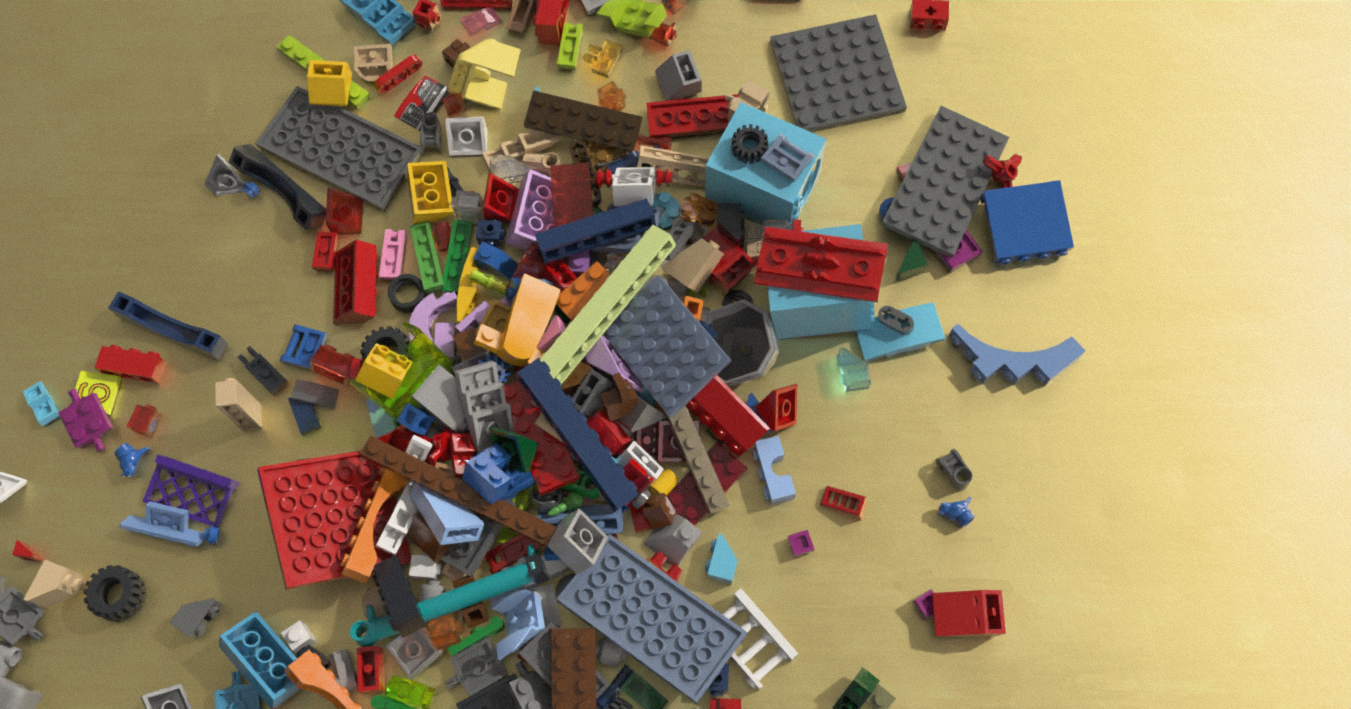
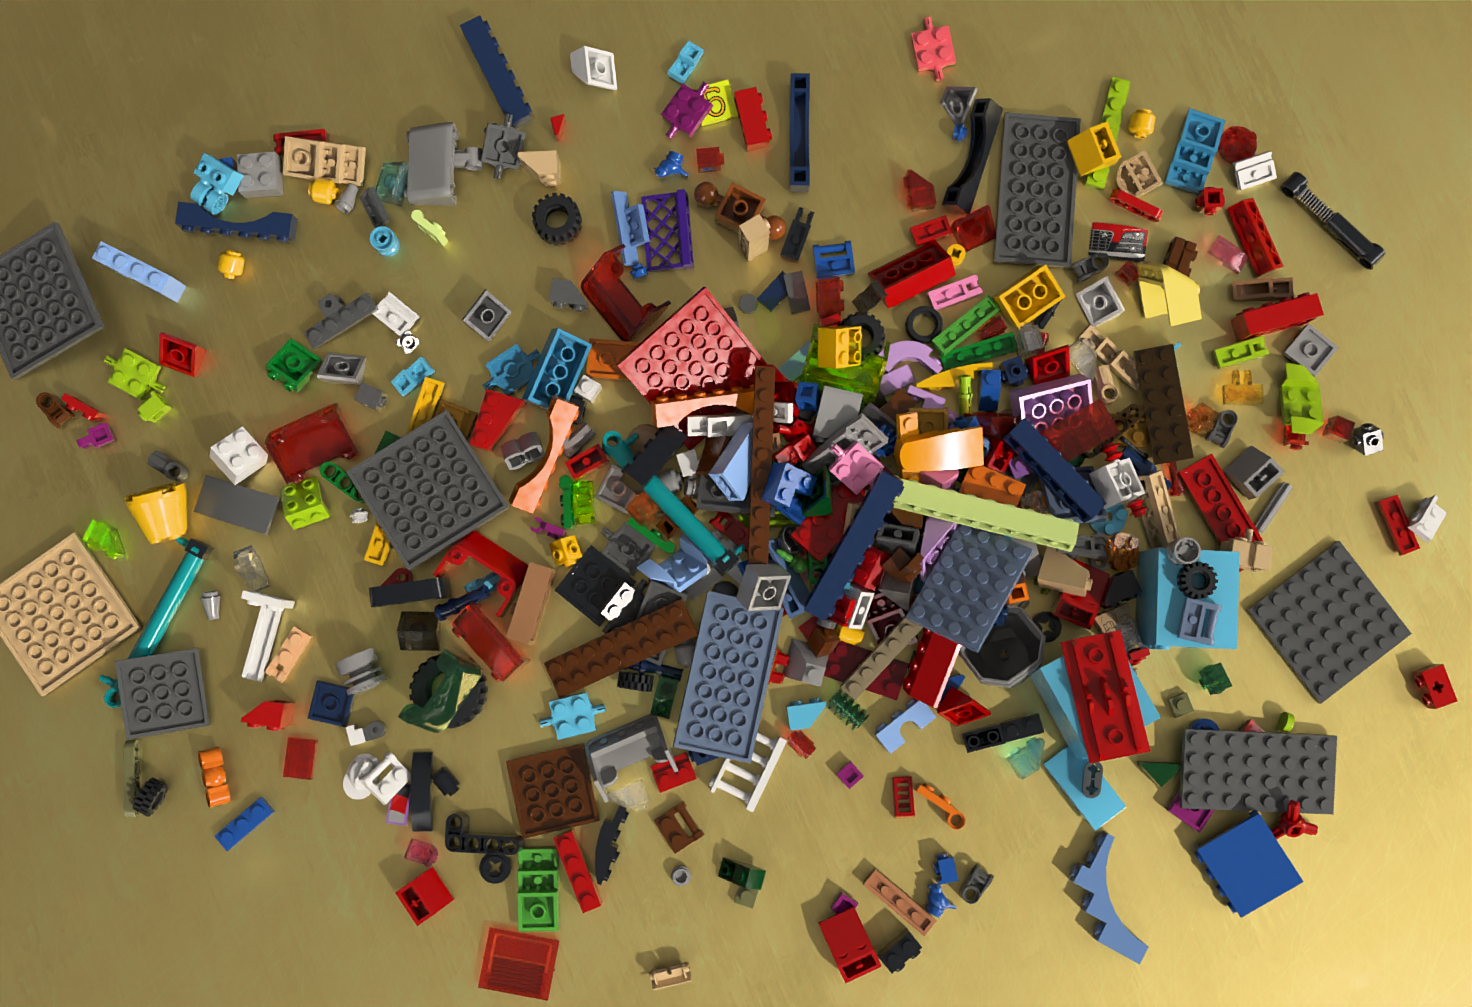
camera: 60 degrees right, 15 degrees up
(163, 180) = (933, 48): none -> coral plate
(201, 415) = (737, 207): none -> dark orange brick
(225, 573) = (614, 299): none -> clear red windscreen
(280, 606) = (604, 357): none -> orange plate
(284, 244) = (920, 192): none -> clear red slope
(301, 444) = (748, 303): none -> dark grey tile
(329, 39) = (1142, 123): none -> yellow head
(355, 327) = (869, 297): none -> clear smoke slope
(357, 233) = (960, 254): none -> yellow wheel
(448, 574) = (691, 488): none -> light grey plate
(503, 402) = (855, 466): none -> bright pink plate
(631, 86) = (1221, 431): none -> dark grey piece
(716, 74) = (1272, 507): none -> light grey axle
(717, 143) = (1183, 551): none -> light grey wheel
(736, 517) = (847, 710): none -> clear green piece
(750, 577) = (801, 744): none -> clear red brick
(819, 382) = (1002, 732): none -> black slope
(847, 181) = (1214, 679): none -> clear green brick
(862, 218) = (1180, 705): none -> olive plate
(863, 466) = (943, 802): none -> orange plate
(911, 141) = (1285, 722): none -> lime tile
(928, 490) = (945, 868): none -> blue brick
(944, 548) = (899, 902): none -> nougat plate
(993, 568) = (899, 951): none -> black brick

